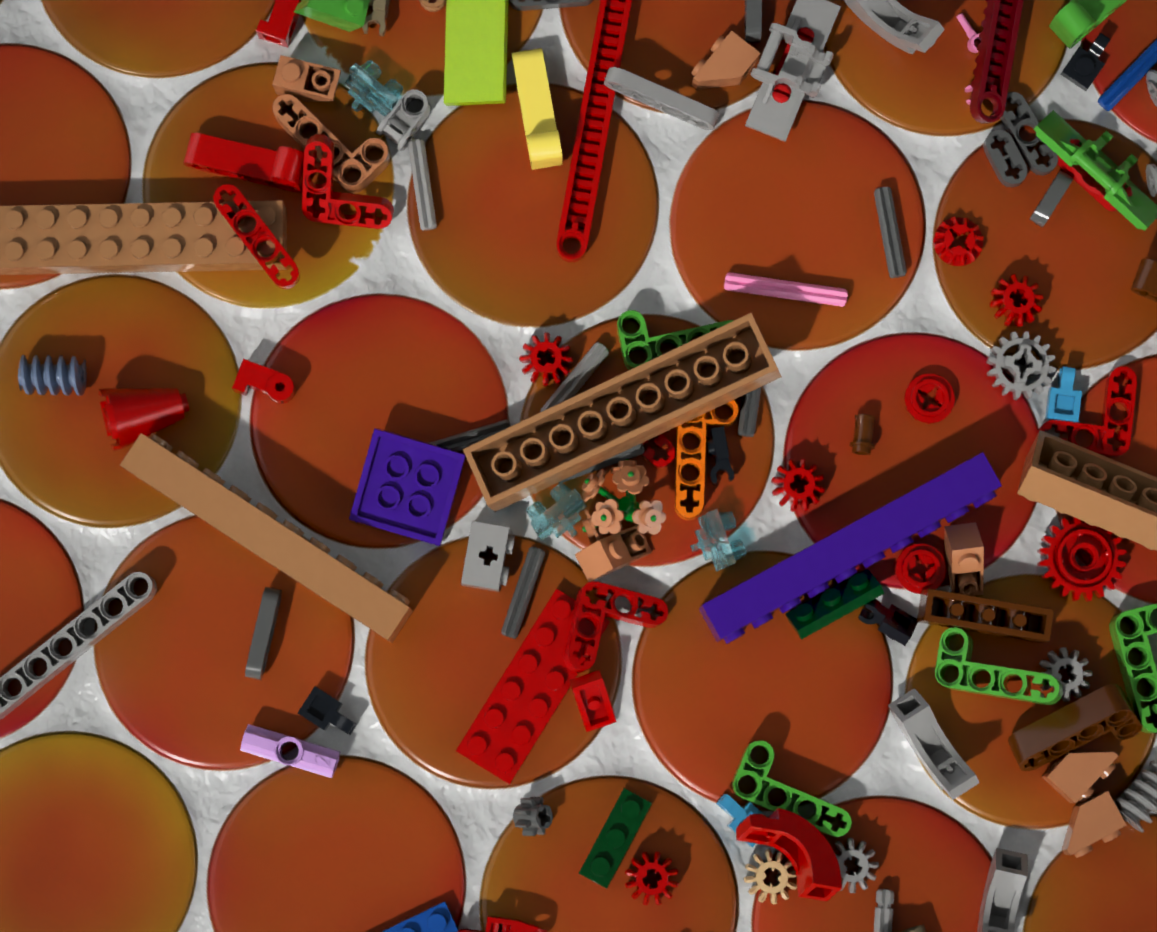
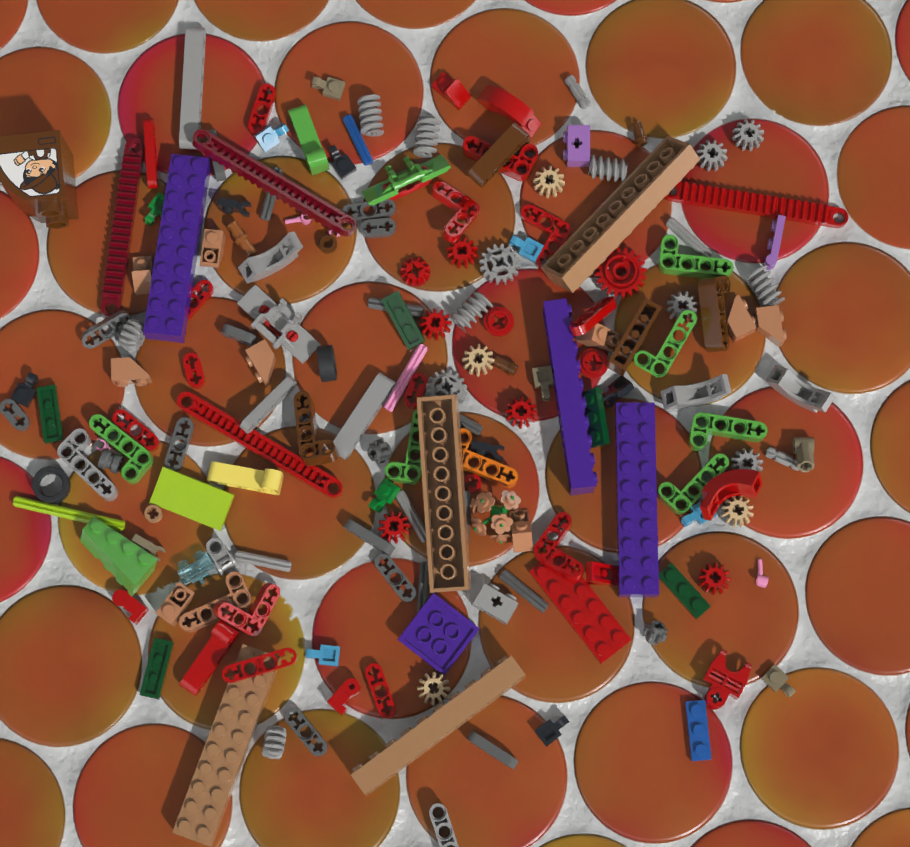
camera: 65 degrees left, 5 degrees down
(52, 376) = (291, 820): sand blue piece -> none
(140, 410) = (335, 775): red cone -> none
(155, 304) = (274, 742): none -> light grey gear
(203, 92) = (156, 668): none -> dark green plate
(209, 330) = (292, 724): none -> dark grey beam
(270, 745) = (574, 748): lavender piece -> none
(291, 446) = (389, 702): none -> red beam
(315, 332) = (327, 655): none -> dark azure plate
(317, 502) = (426, 689): none -> tan gear
(476, 367) = (382, 570): none -> dark grey beam
(516, 327) = (368, 537): none -> dark grey beam
(559, 516) = (489, 553): clear light blue hips -> none
(592, 328) = (385, 493): none -> green plate
(649, 175) = (310, 428): none -> reddish brown beam
(654, 292) = (379, 451): none -> dark grey gear
(699, 247) = (363, 415): none -> light grey beam
(714, 541) = (535, 470): clear light blue hips -> none
(729, 712) = (636, 500): none -> dark purple brick
(759, 160) = (326, 363): none -> black tyre
(773, 304) = (411, 389): none -> red beam
(795, 367) = (452, 385): none -> light grey gear
(852, 378) = (481, 353): none -> tan gear
(863, 500) = (543, 379): none -> dark tan plate
(873, 250) = (403, 319): none -> dark green plate
(882, 292) = (443, 321): none -> red gear
(893, 818) = (728, 431): none -> bright green beam
(929, 349) = (470, 310): none -> light grey piece
(949, 83) = (327, 238): none -> reddish brown plate
(991, 538) = (593, 316): none -> red beam
(1051, 198) = (411, 211): dark grey beam -> none
(1087, 271) = (461, 208): none -> red beam

